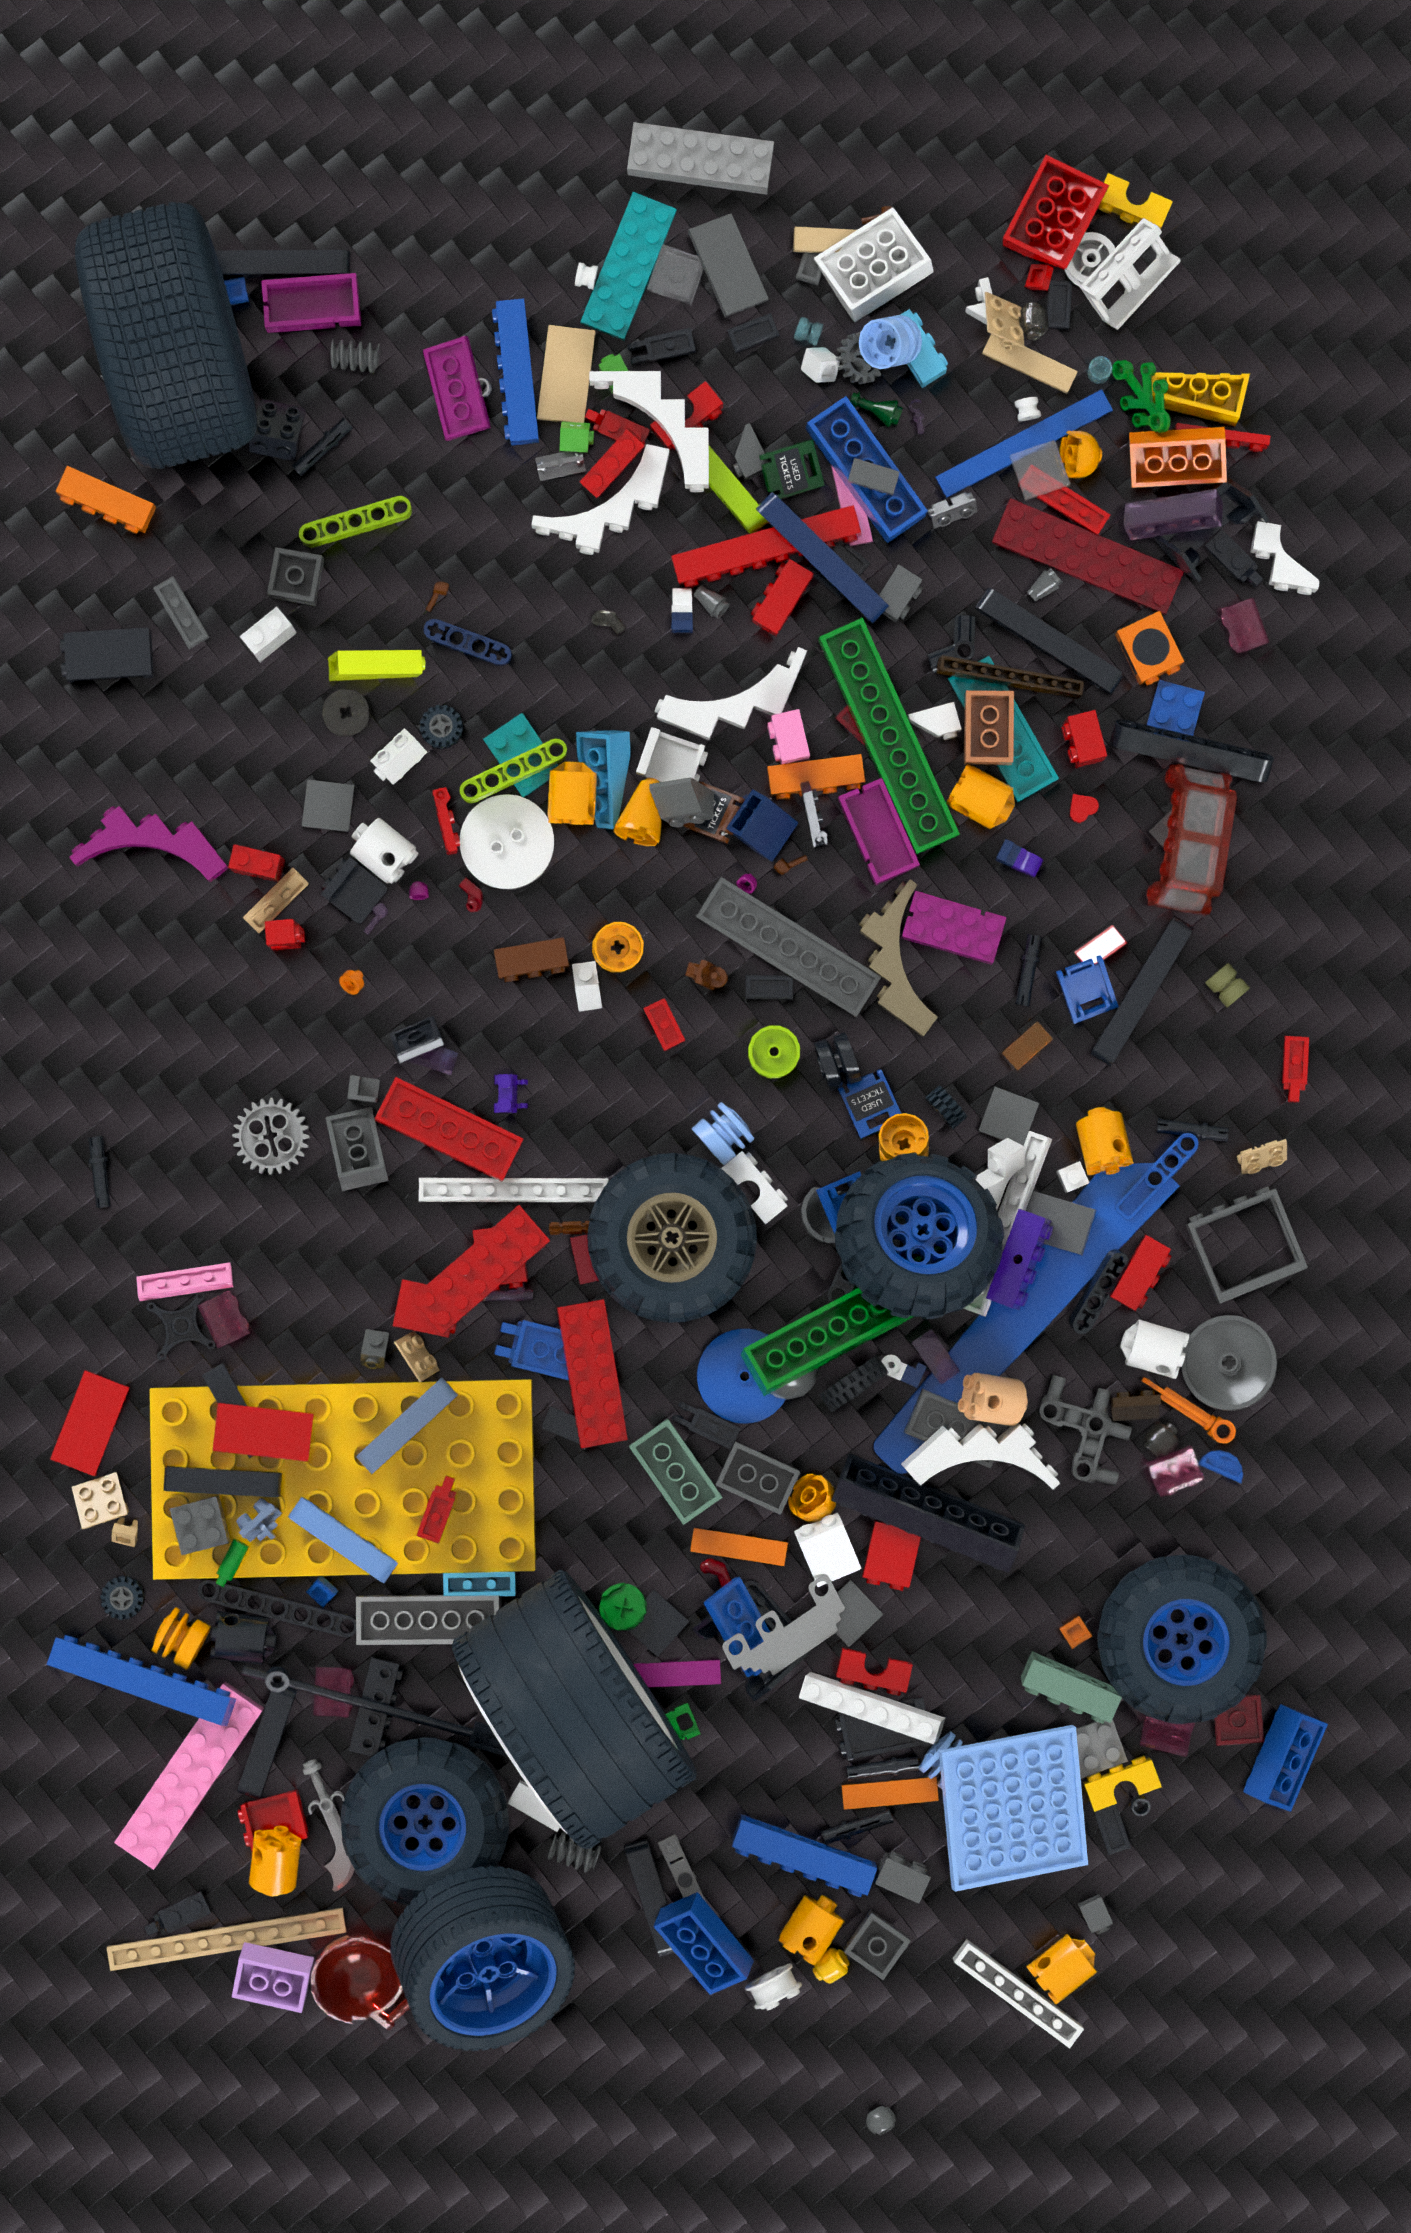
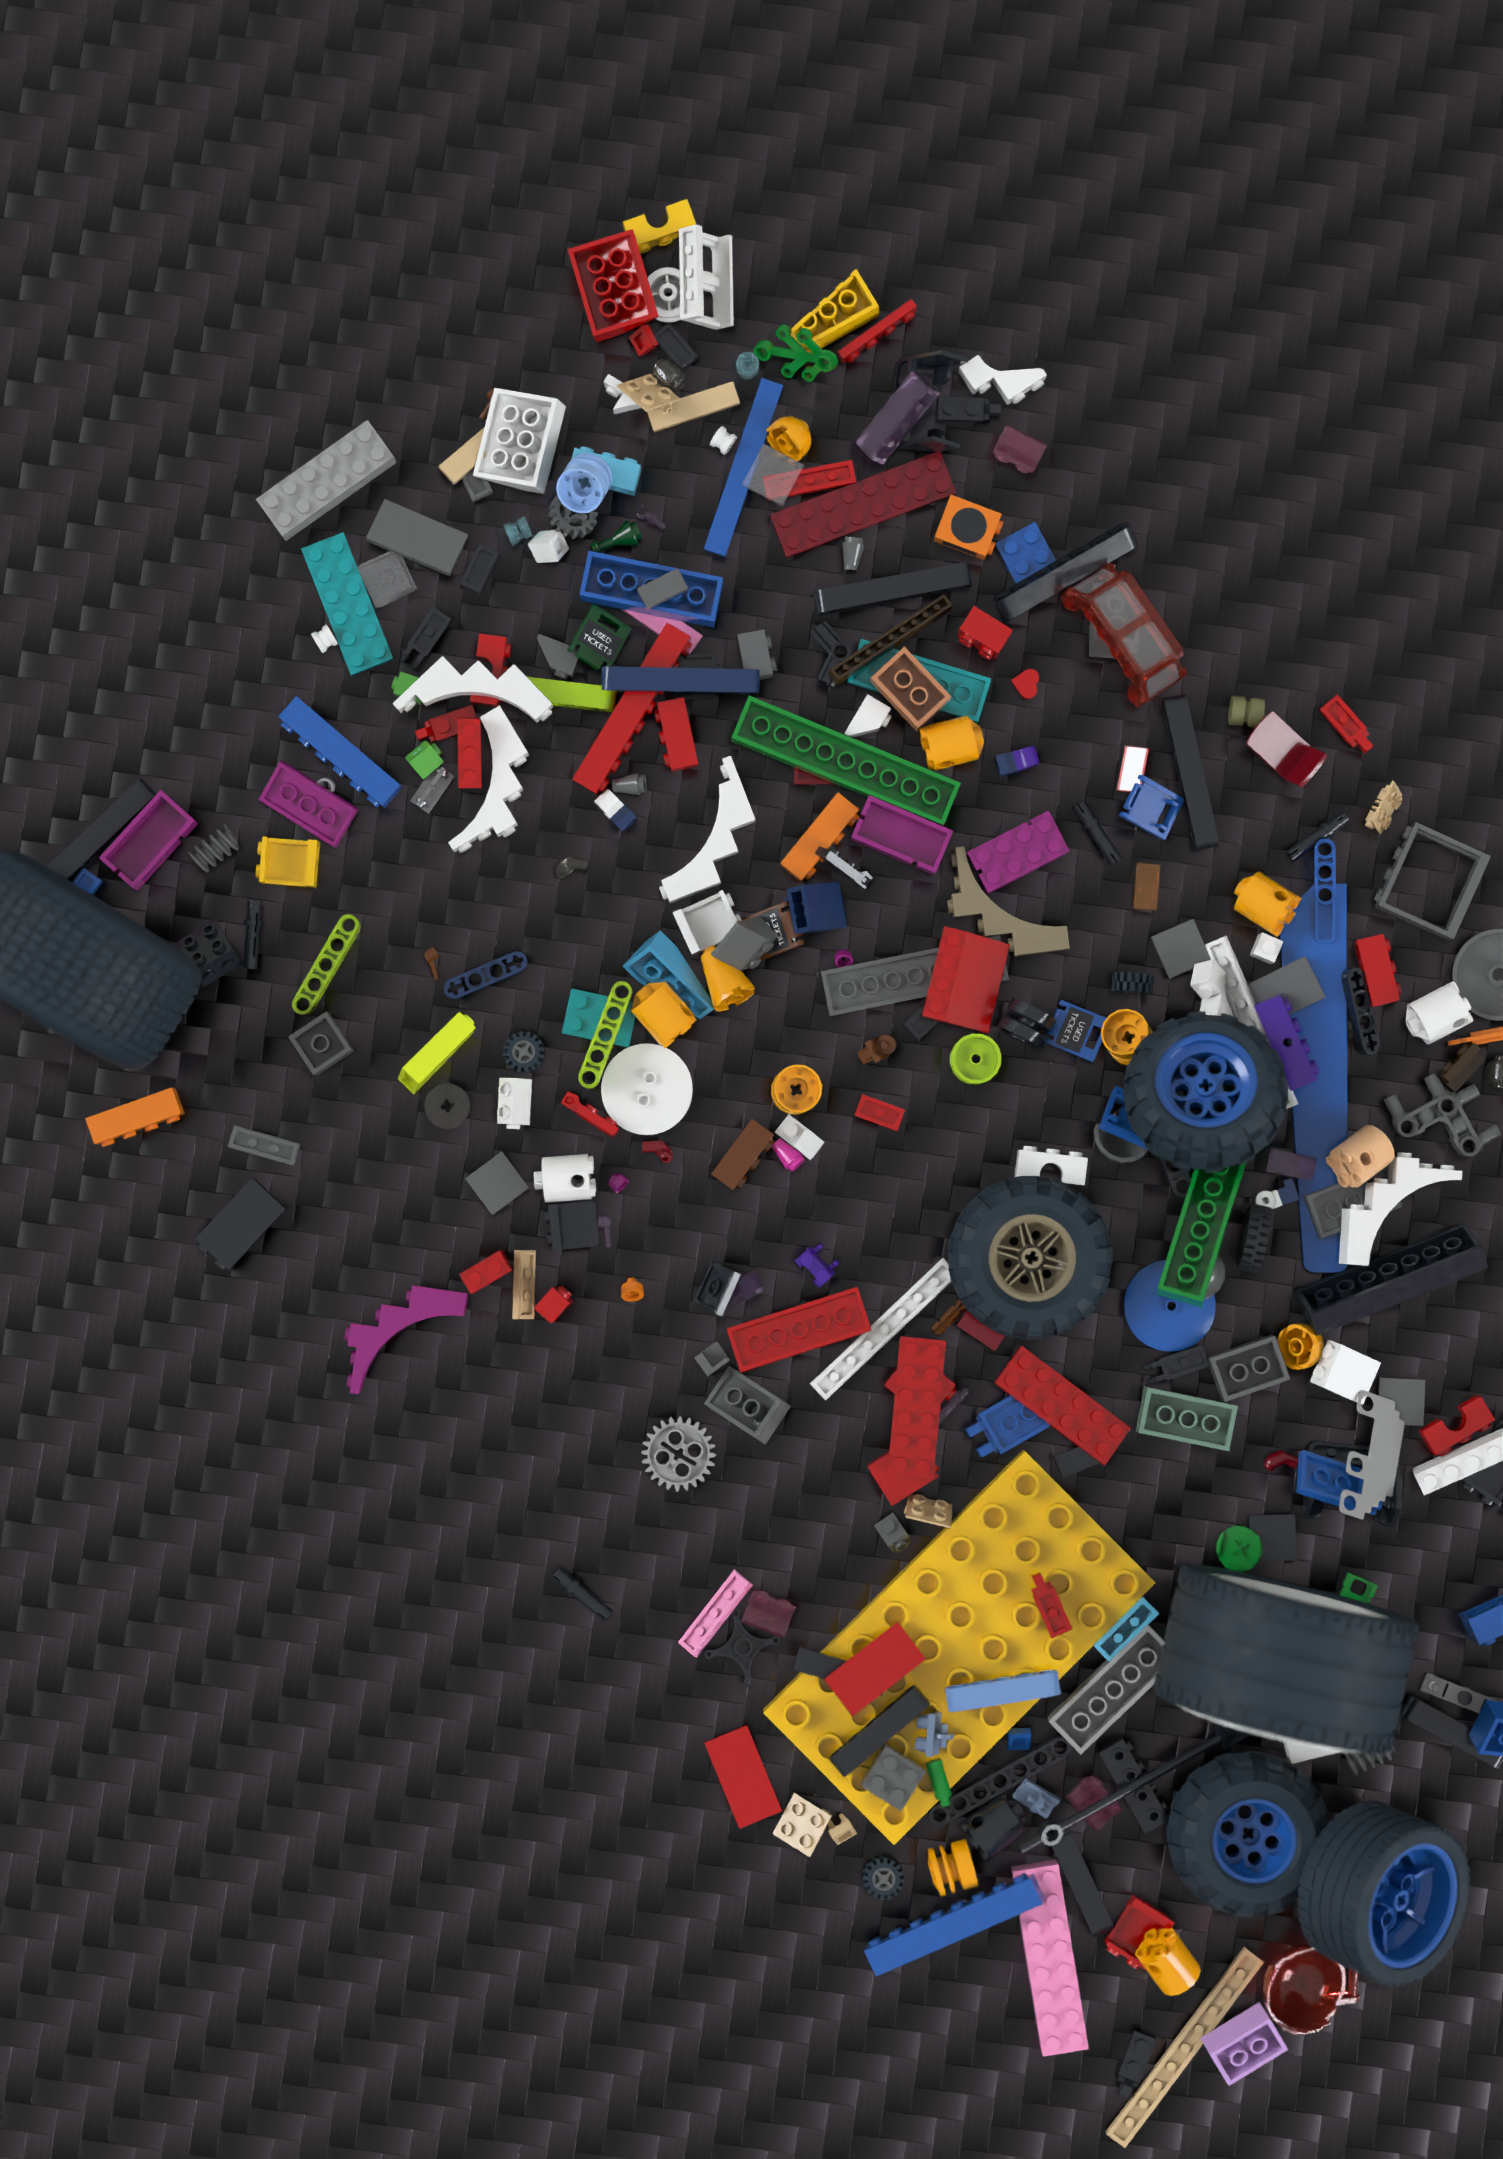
camera: 45 degrees left, 0 degrees up
(268, 634) = (341, 1102): white brick -> none
(292, 1646) = (1035, 1798): none -> sand blue hips
(340, 1865) = (1213, 1920): light grey sword -> none
(400, 417) = (288, 862): none -> yellow panel
(406, 1425) = (971, 1567): sand blue beam -> none
(565, 991) = (788, 1155): none -> dark pink cone
(566, 374) = (376, 721): tan tile -> none
(680, 1673) = (1322, 1556): magenta tile -> none
(723, 1133) = (994, 1150): light blue wheel -> none
(739, 1546) = (1279, 1428): orange tile -> none
(782, 866) = (857, 923): reddish brown hand -> none
(789, 737) = (776, 828): bright pink brick -> none
(822, 985) = (965, 980): none -> red slope
(890, 1556) = (1392, 1335): red brick -> none
(963, 507) = (734, 570): flat silver hinge -> none
(1178, 457) = (862, 374): orange brick -> none
(1228, 1040) = (1285, 750): none -> piece

